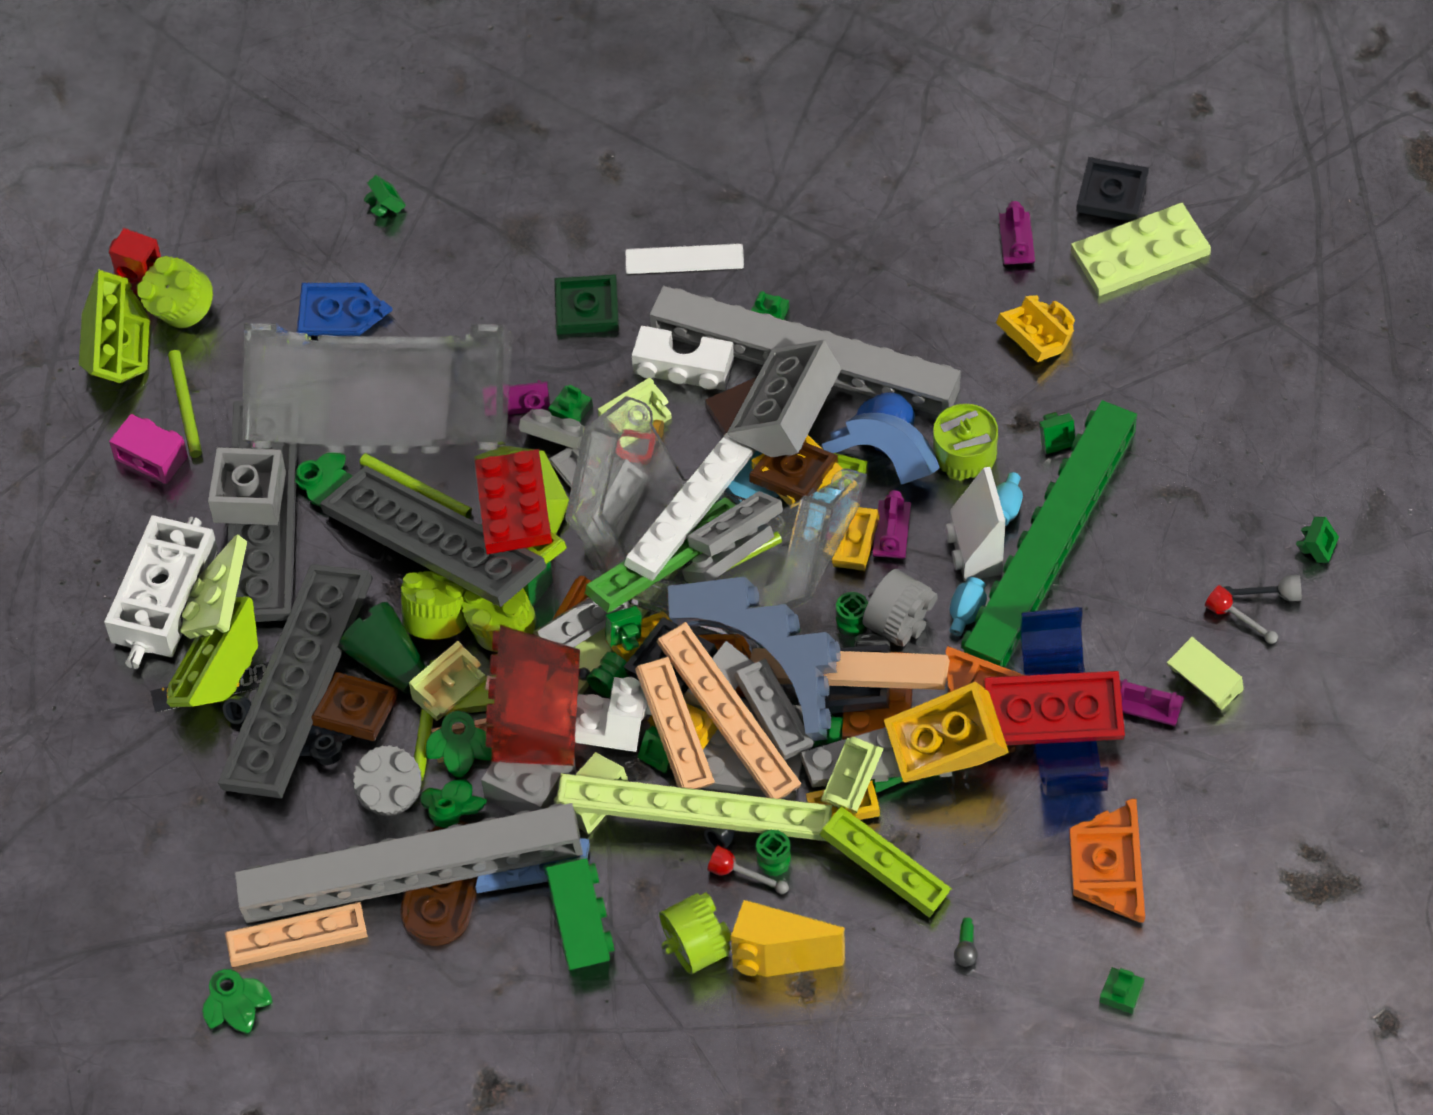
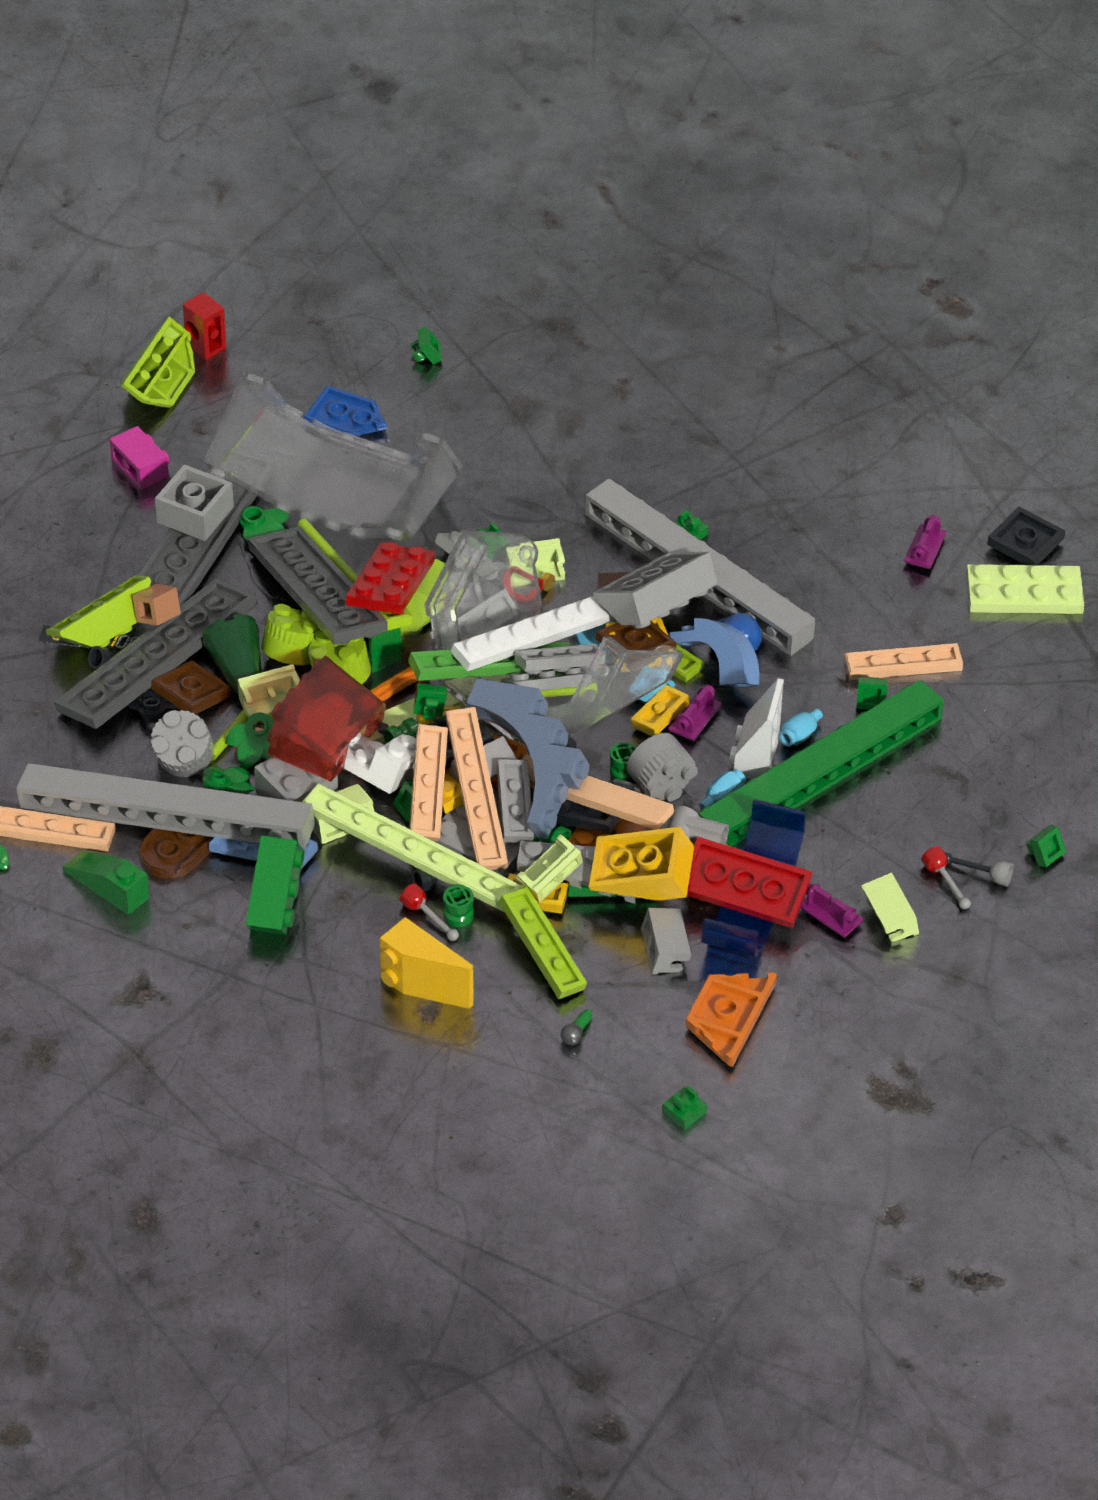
camera: 20 degrees right, 10 degrees down
(149, 613) = (67, 563): white brick -> none
(175, 292) = (222, 354): lime piece -> none
(185, 404) = (188, 435): lime bar -> none
(215, 593) = (124, 569): yellowish green wing -> none
(270, 624) = (156, 604): none -> nougat brick
(390, 970) = (110, 878): none -> green slope
(528, 397) = (448, 520): magenta hinge -> none
(577, 623) = (398, 688): light grey plate -> none
(586, 304) = (544, 476): dark green tile -> none
(684, 258) = (643, 471): white sticker -> none
(695, 933) = (358, 934): lime piece -> none
(705, 367) = (612, 549): white arch -> none
(965, 440) = (796, 664): lime piece -> none
(971, 667) = (697, 826): none -> light grey piece
(1003, 805) = (665, 939): none -> light grey hinge
(1038, 327) = (903, 614): yellow slope -> none
(1064, 381) = (903, 661): none -> light nougat tile

